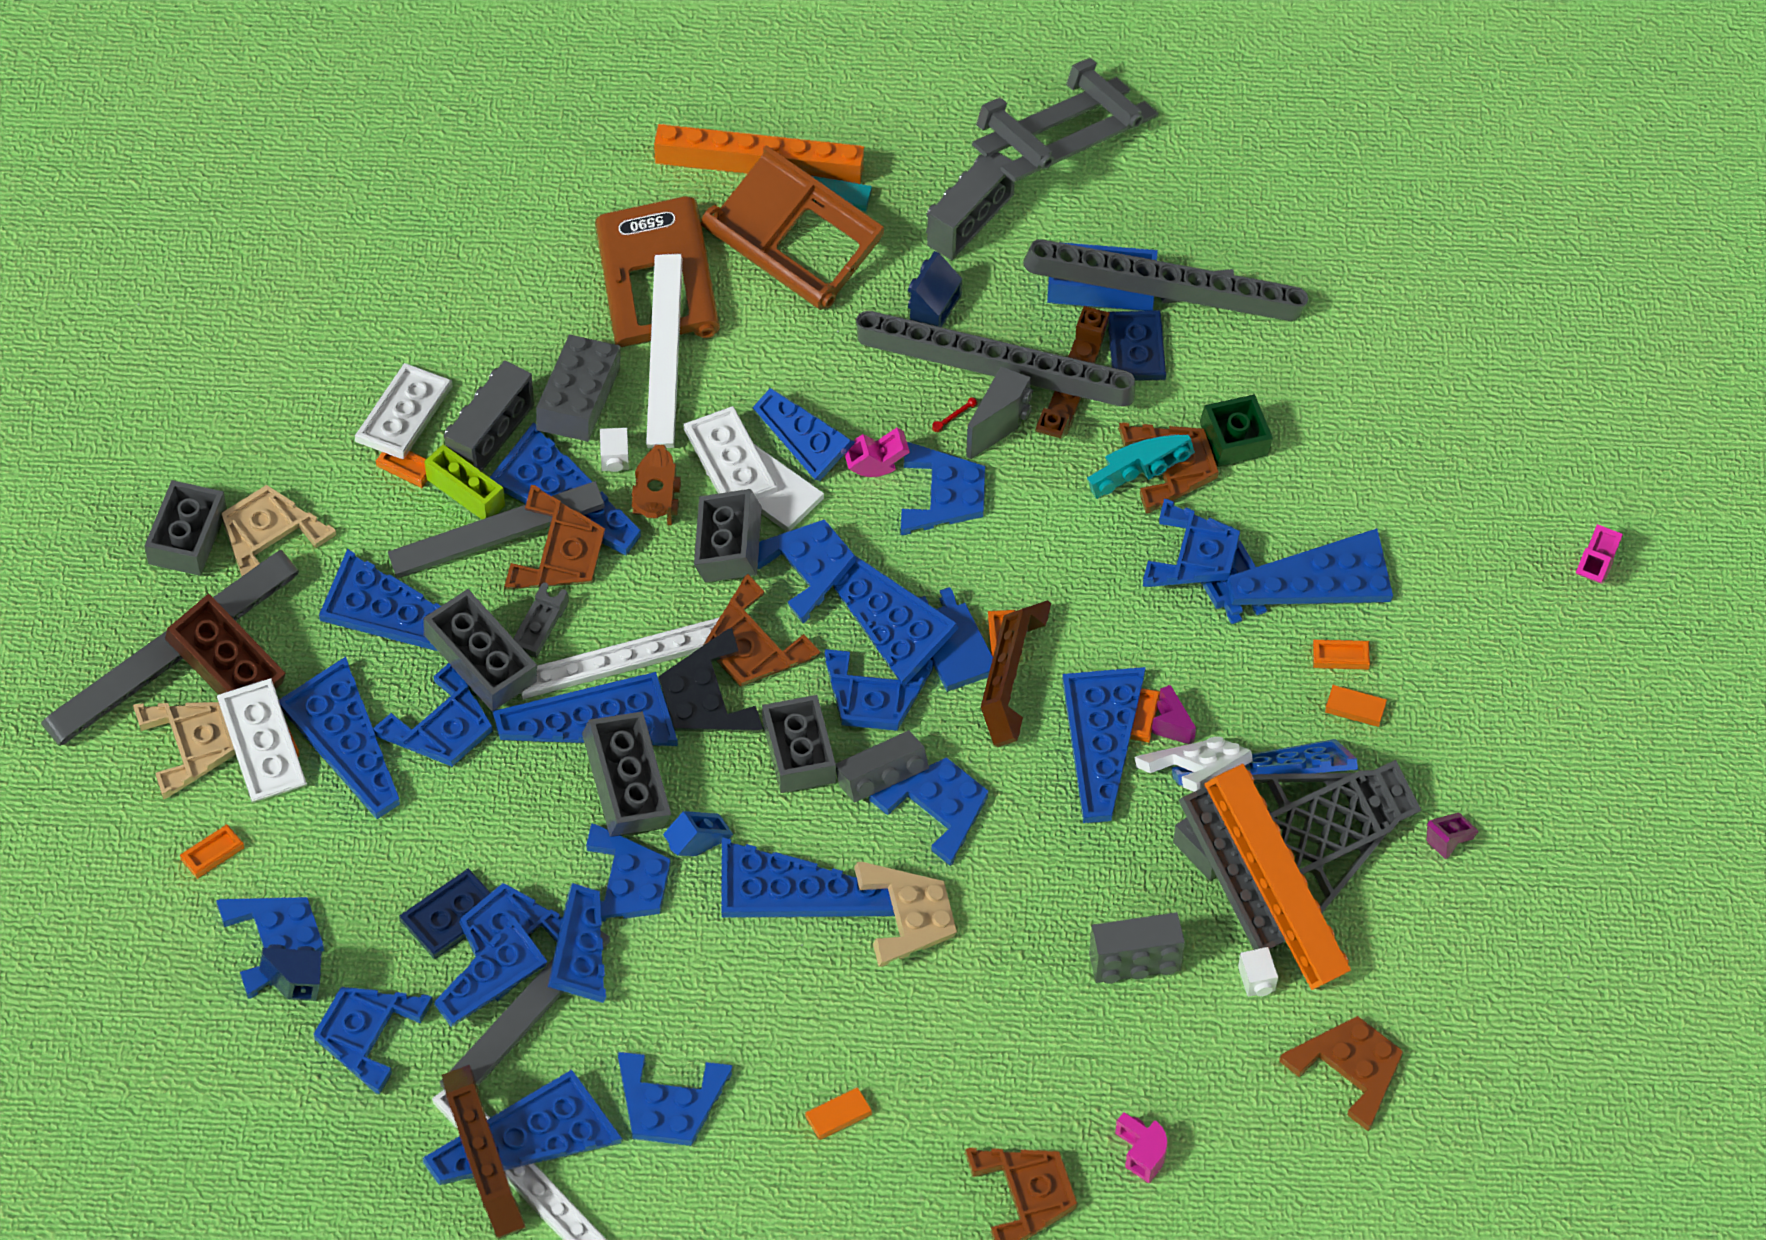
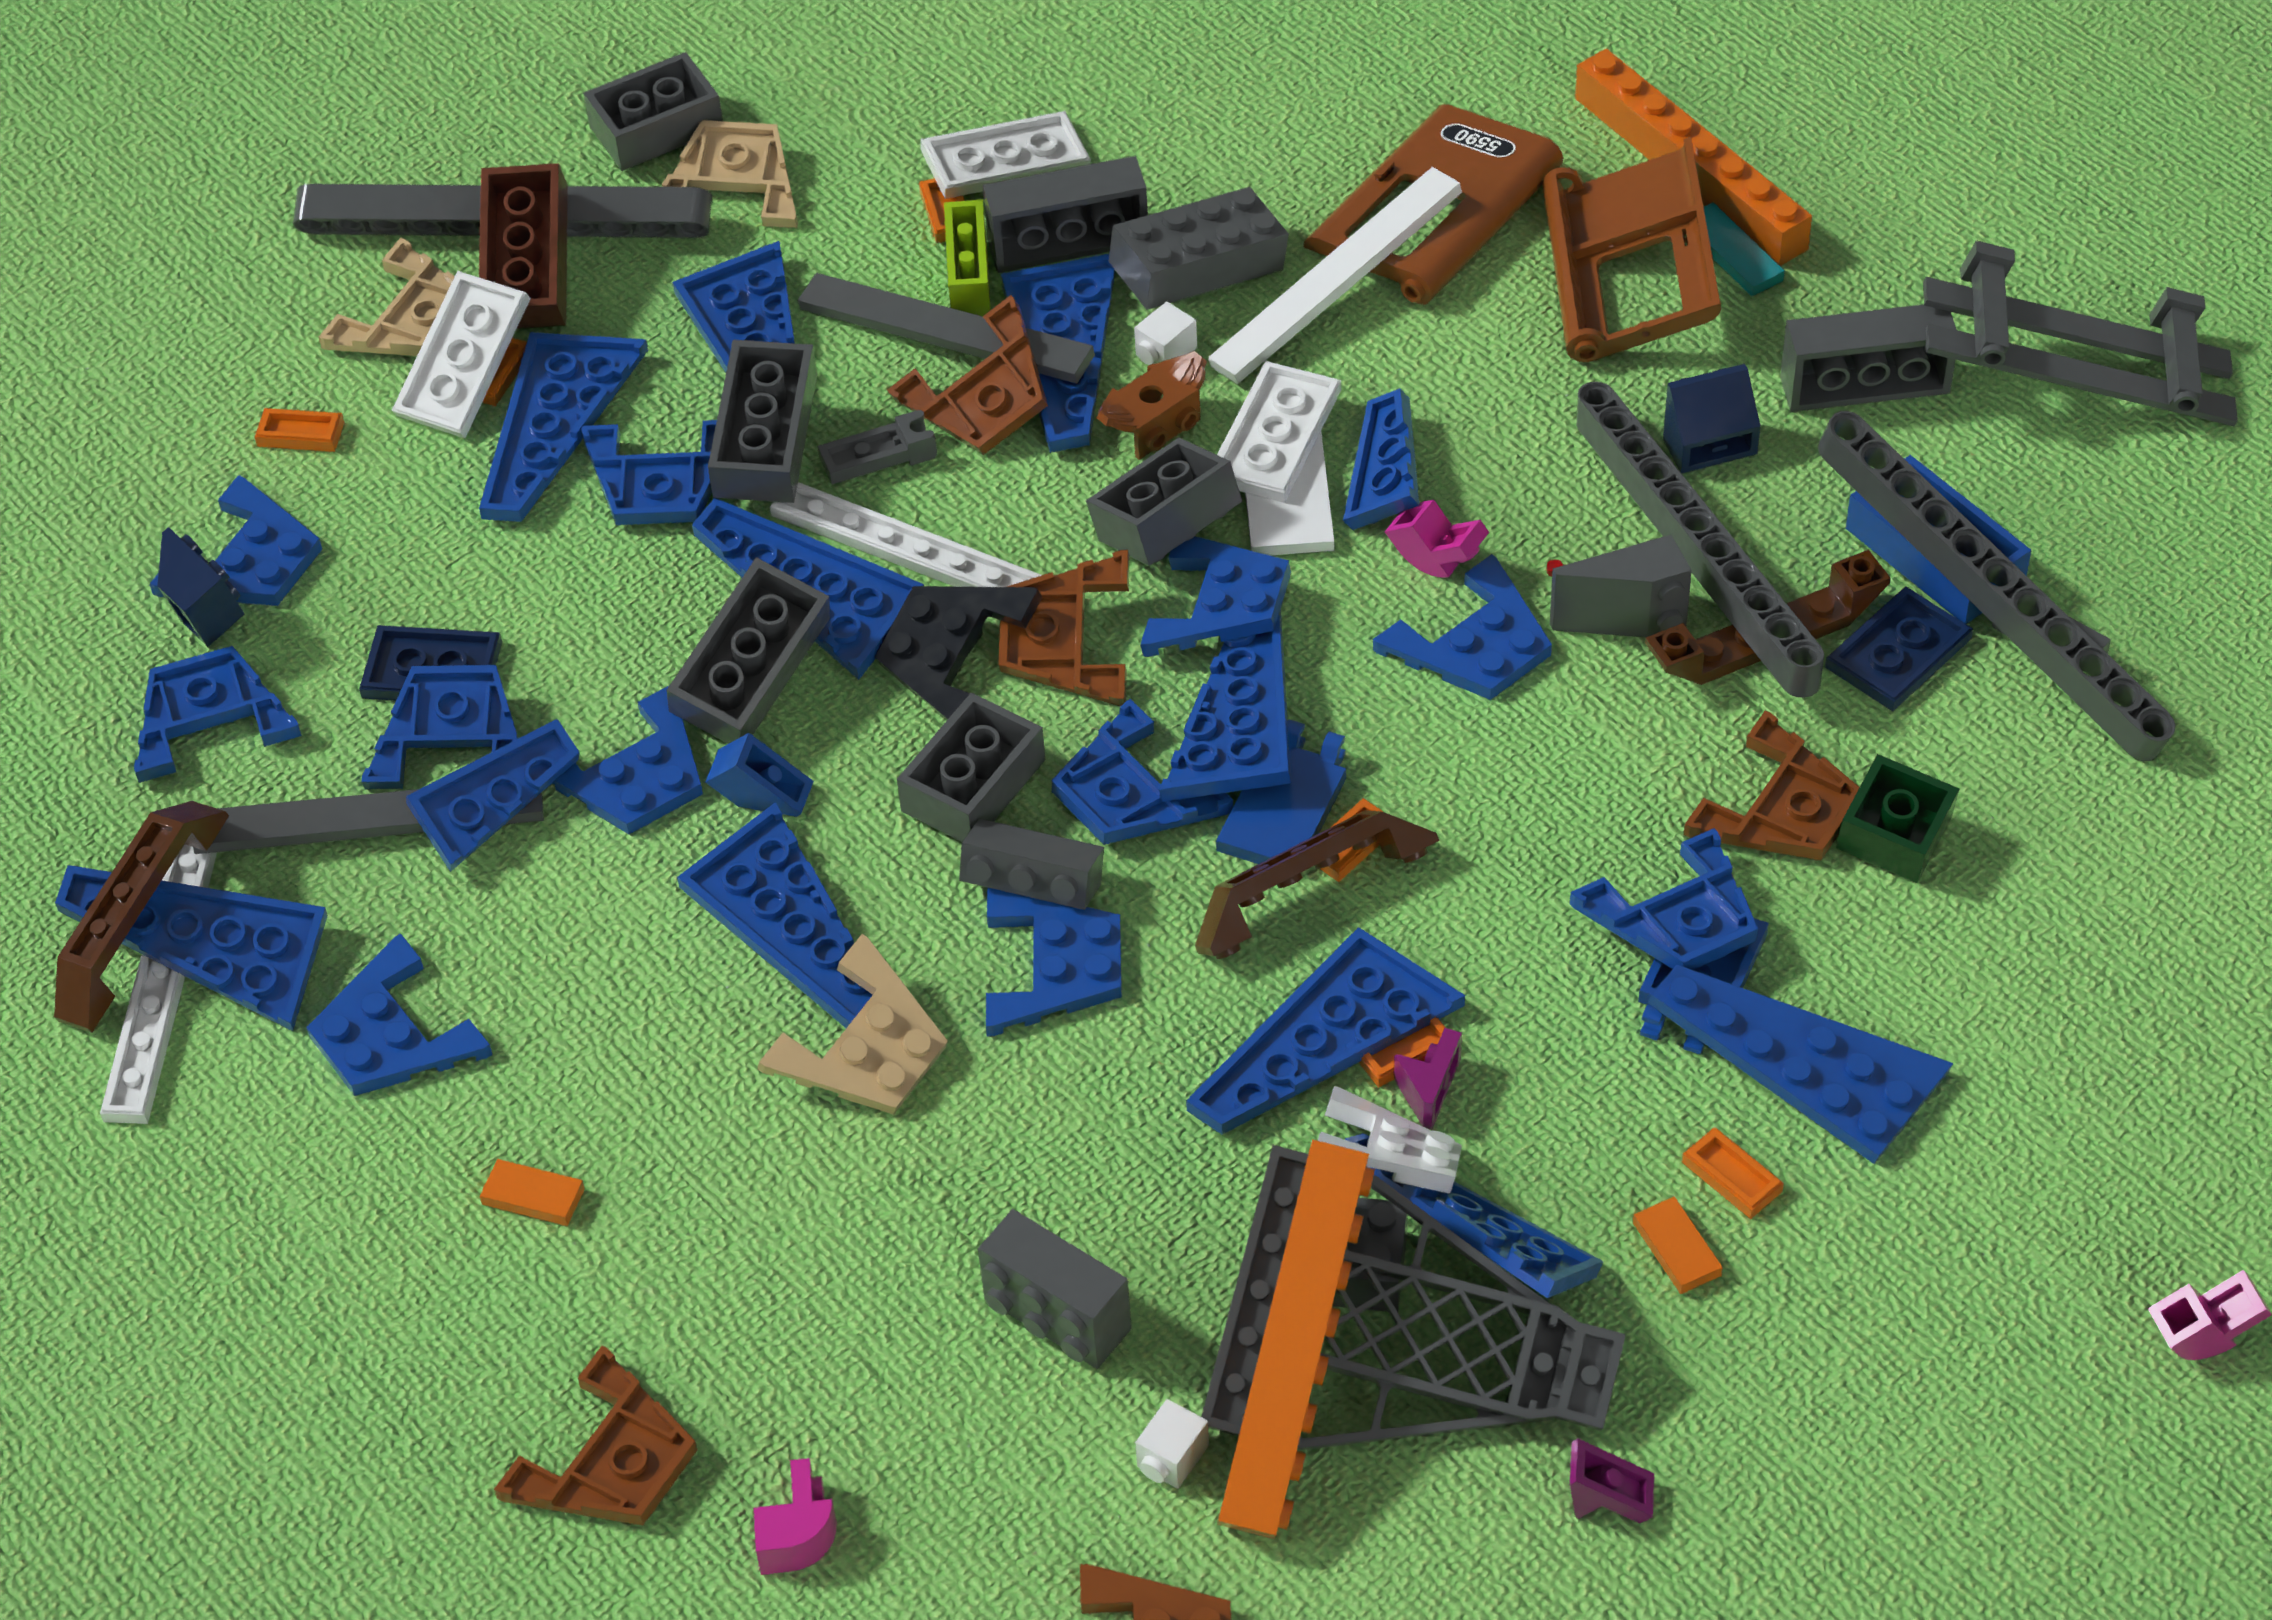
camera: 50 degrees right, 5 degrees down
(499, 967) = (383, 747): blue wing -> none
(1147, 457) = (1741, 763): teal slope -> none

